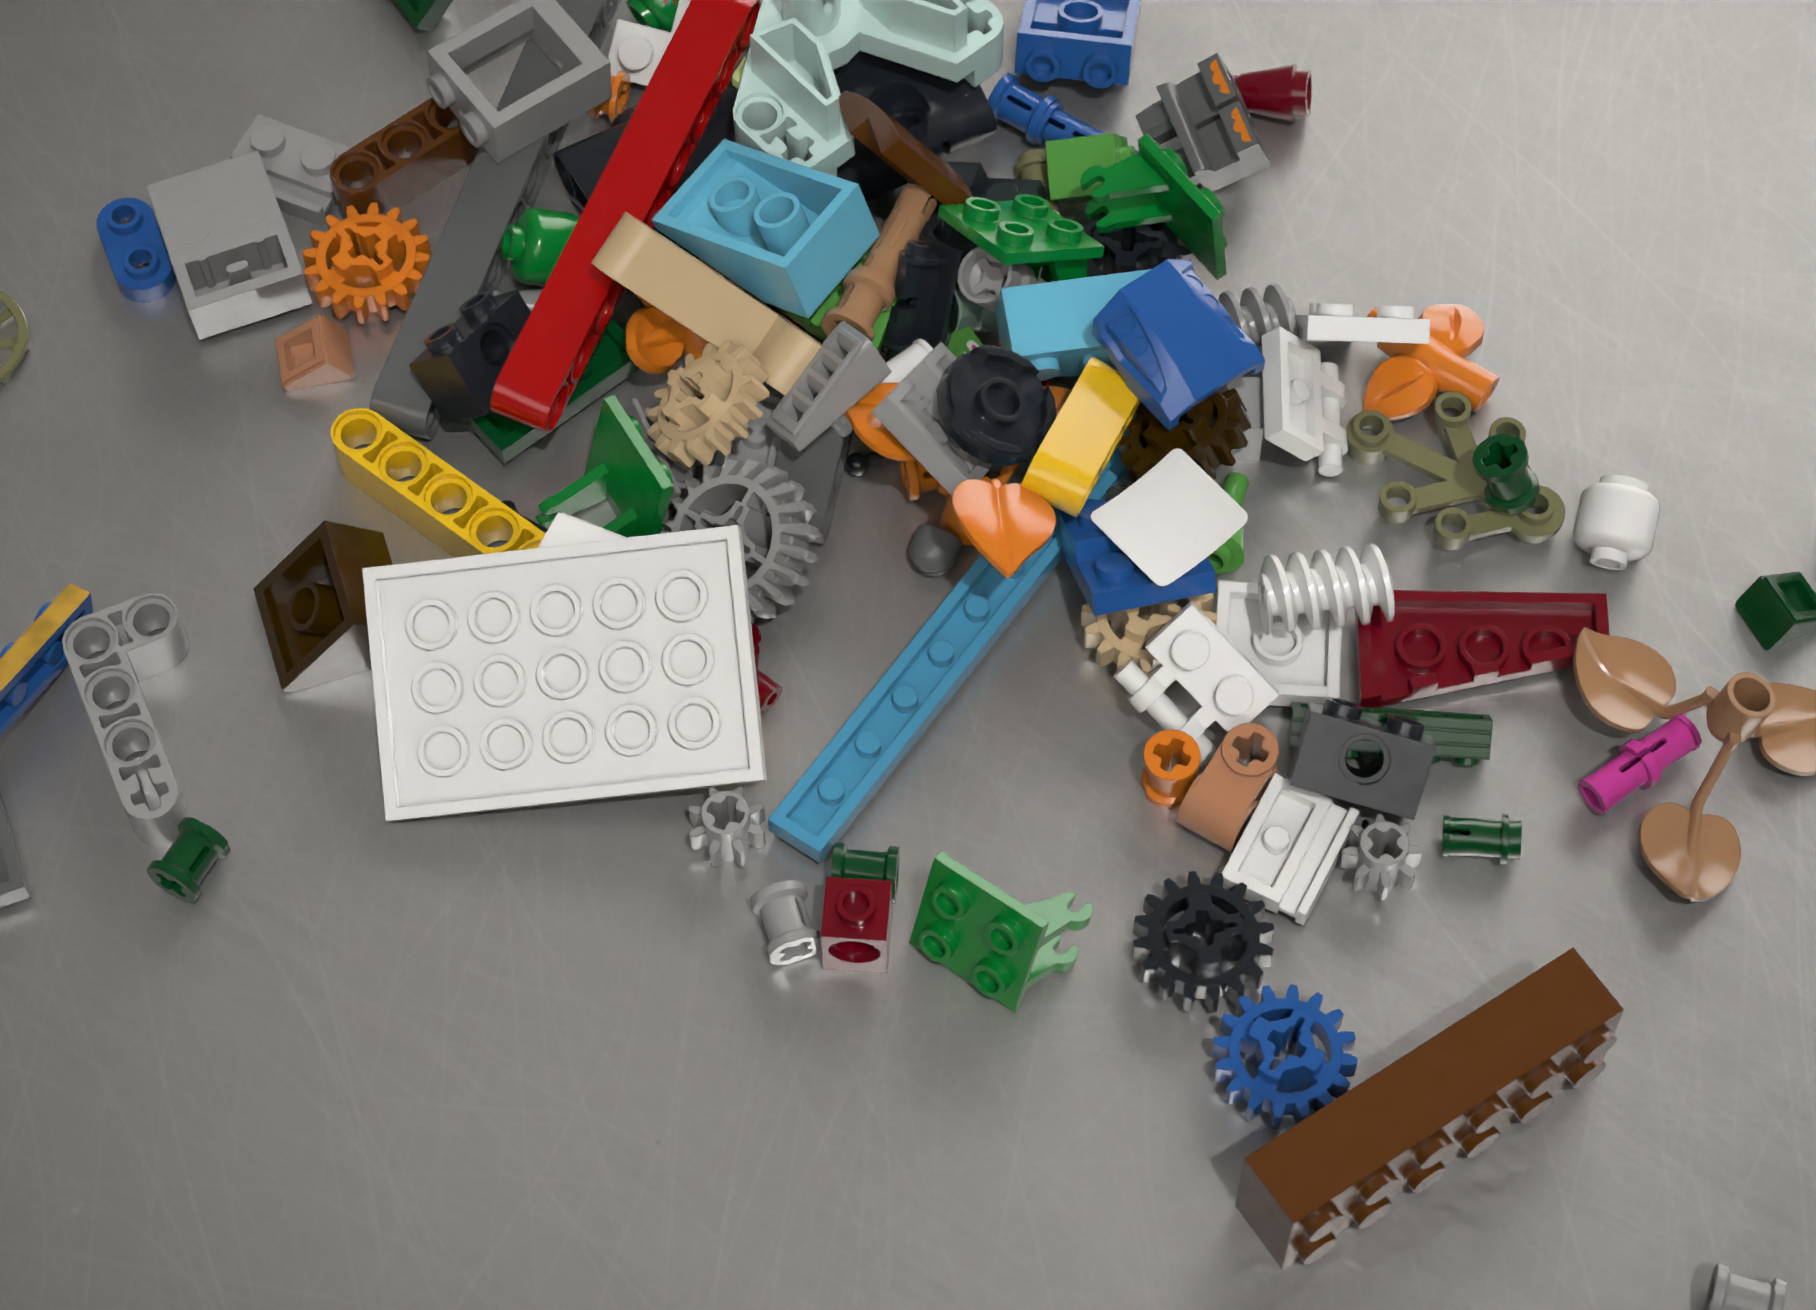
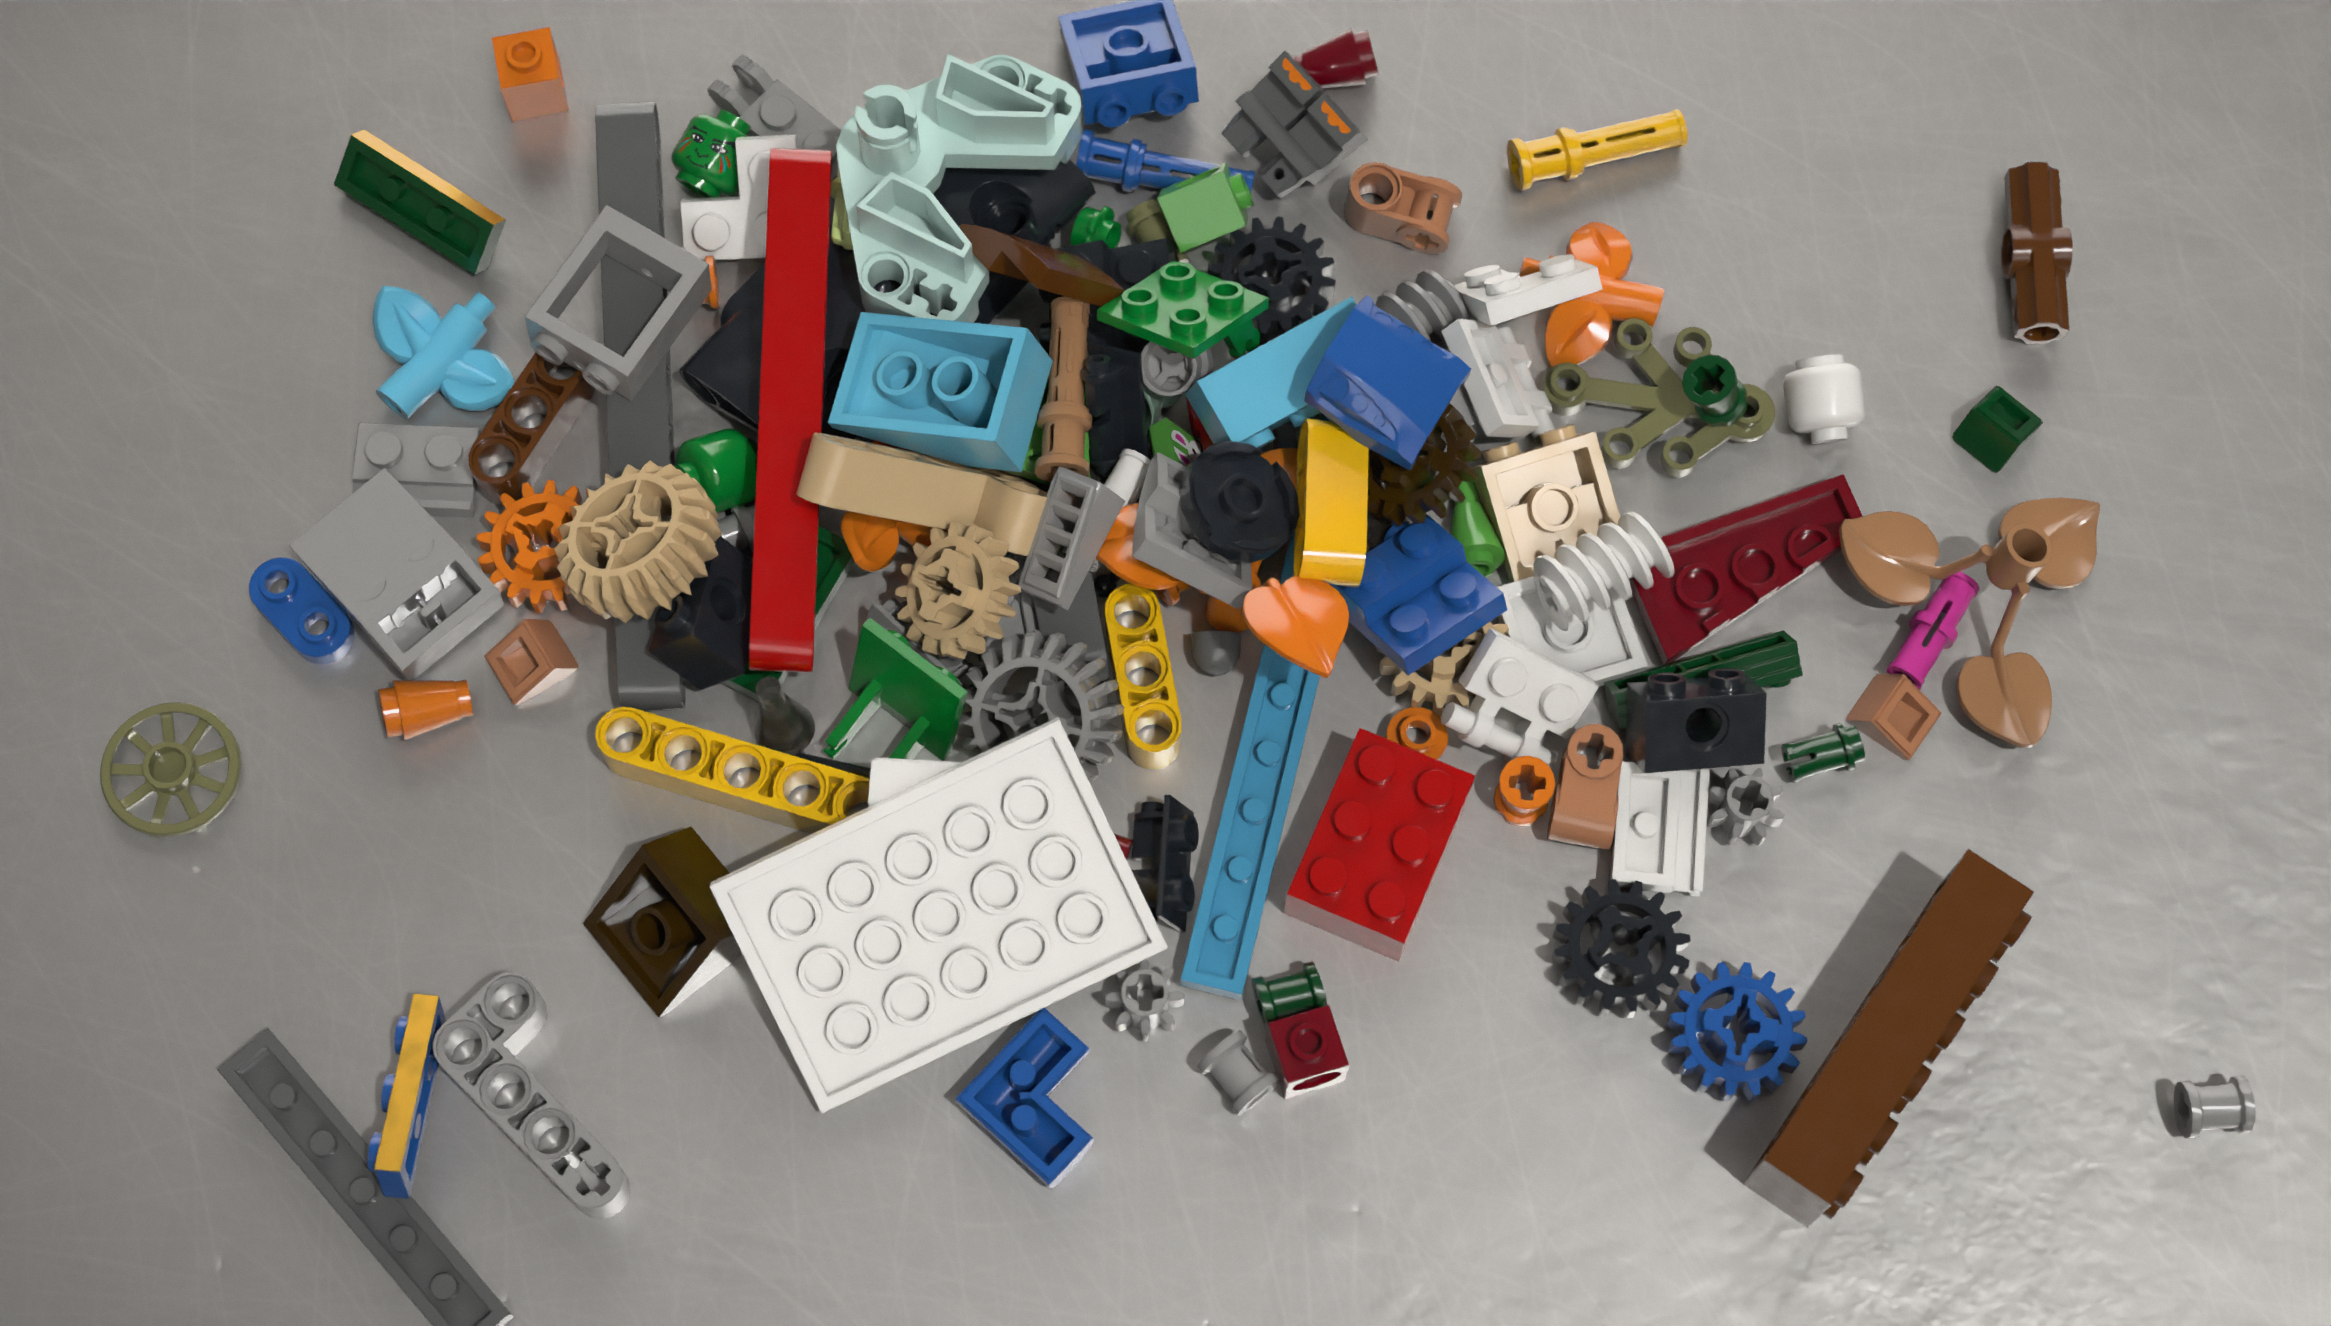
camera: 25 degrees left, 10 degrees up
(188, 859) = (652, 1223): dark green bush -> none
(199, 358) = (423, 705): none -> orange cone
(350, 76) = (437, 353): none -> medium azure plant
(439, 267) = (644, 552): none -> tan gear
(505, 468) = (781, 720): none -> clear smoke cone
(565, 873) = (1014, 1100): none -> blue brick
(813, 699) = (1166, 837): none -> black hinge
(853, 523) = (1143, 648): none -> yellow beam
(988, 154) = (1095, 226): none -> green plate
(992, 935) = (1435, 1020): green plate -> none
(1008, 766) = (1378, 844): none -> red brick
(1088, 705) = (1423, 719): none -> orange plate
(1154, 190) = (1294, 215): green plate -> none
(1170, 518) = (1443, 556): white sticker -> none
(1282, 231) = (1406, 207): none -> nougat piece
(1304, 509) = (1545, 495): none -> tan plate
(1460, 235) = (1570, 151): none -> yellow pin
(1571, 831) = (1894, 714): none -> nougat slope

